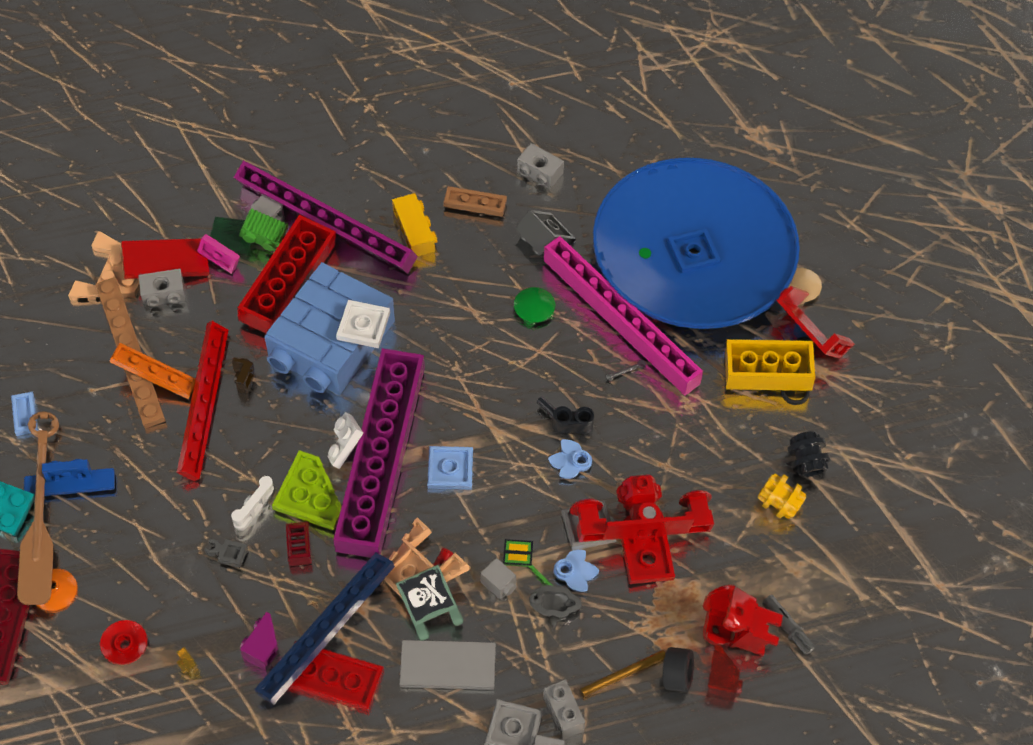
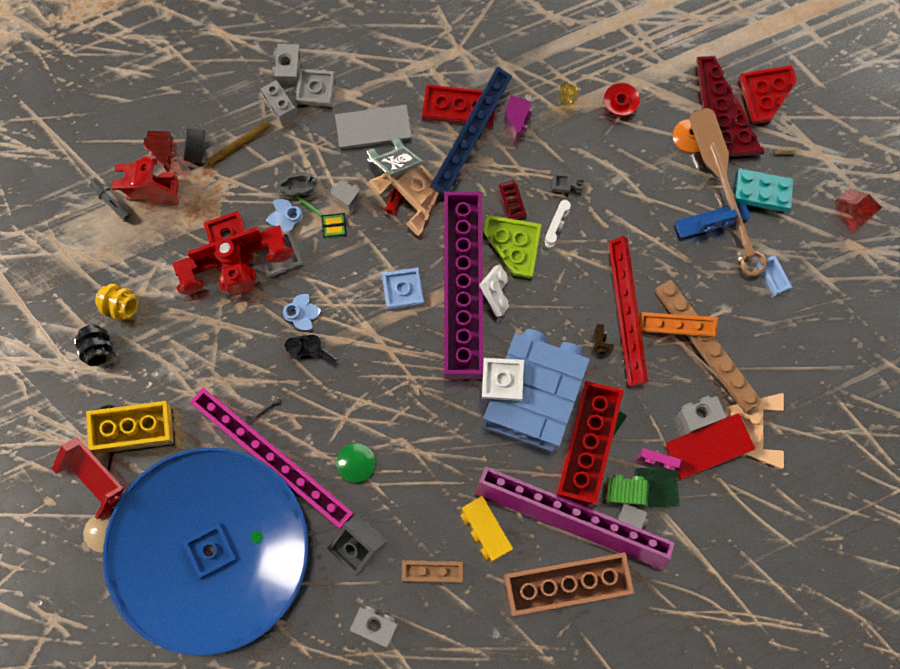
camera: 170 degrees right, 15 degrees up
(347, 166) = (568, 584): none -> nougat brick

